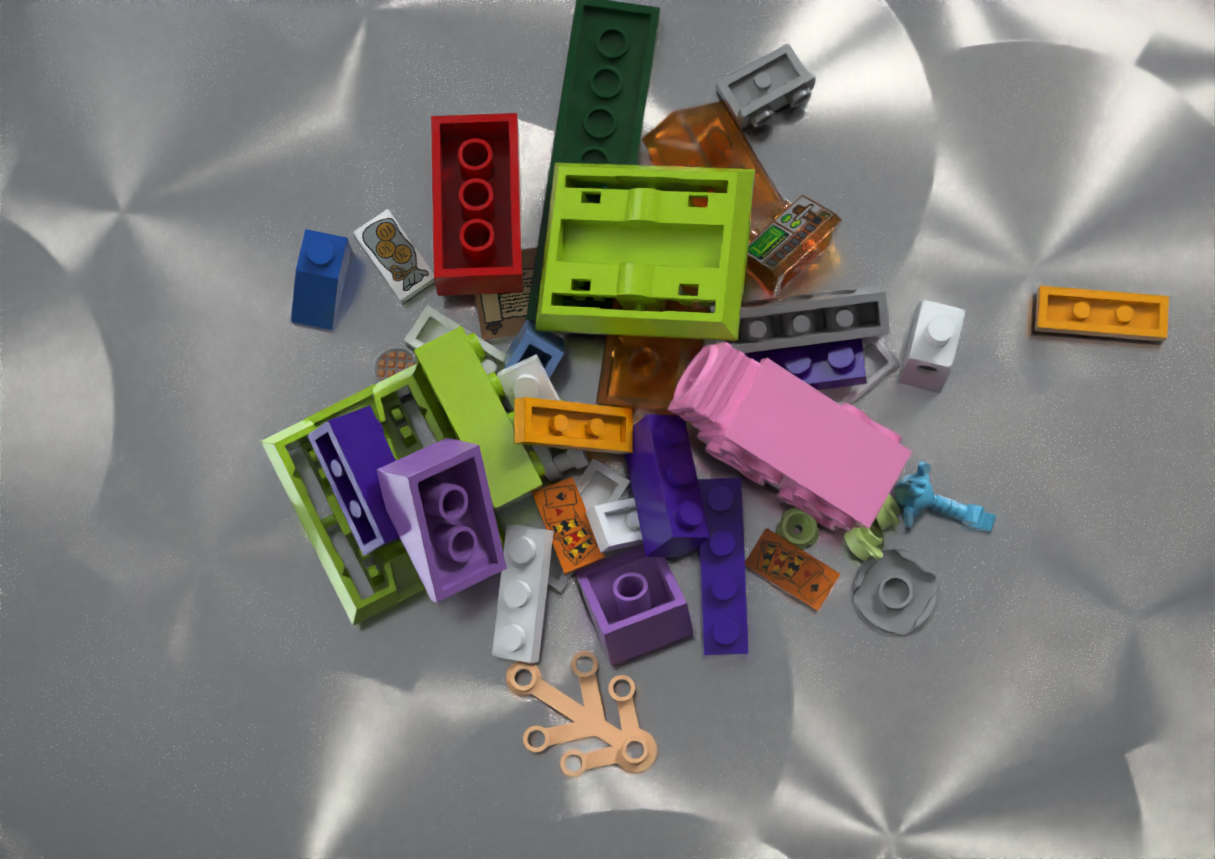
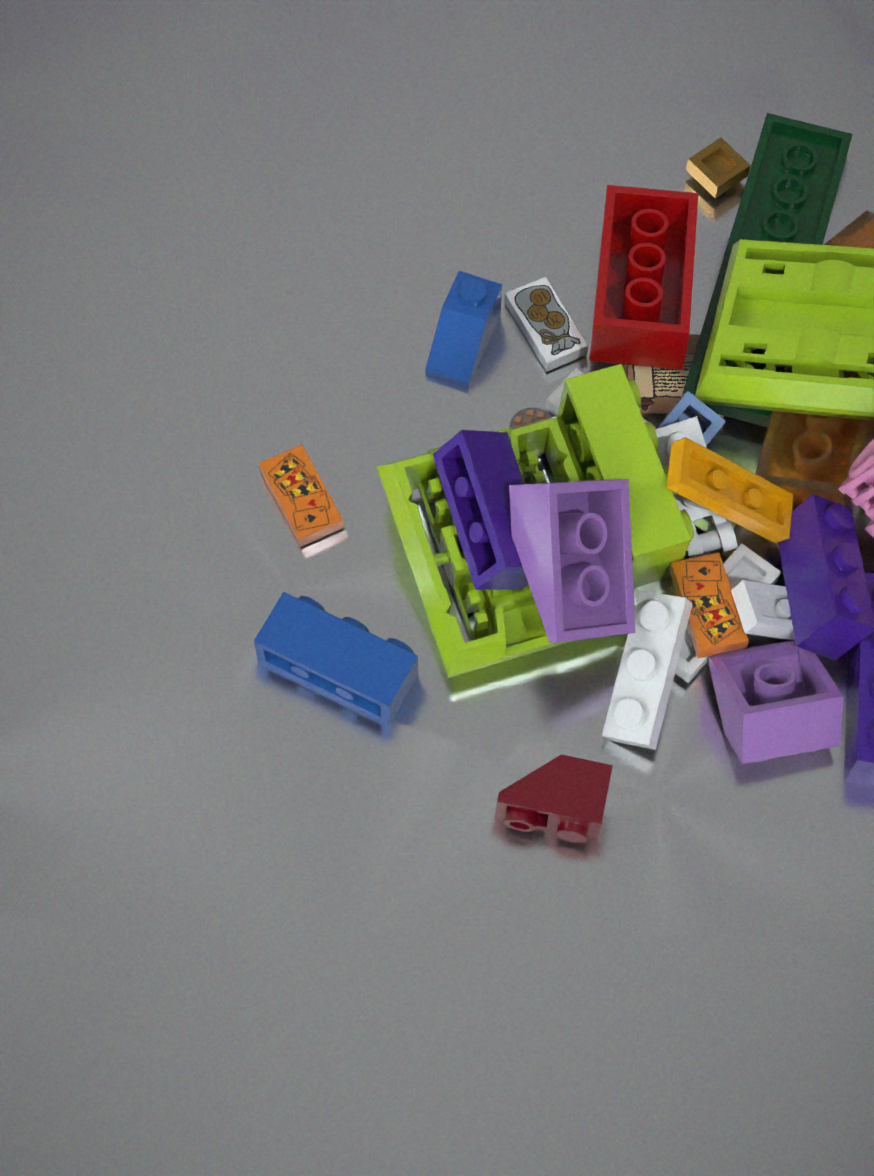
camera: 10 degrees right, 15 degrees down
(198, 467) = (301, 495): none -> orange tile
(255, 620) = (337, 656): none -> blue brick
(464, 718) = (559, 797): none -> dark red slope
(536, 62) = (718, 167): none -> pearl gold plate
(587, 719) = (704, 823): light nougat plant -> none

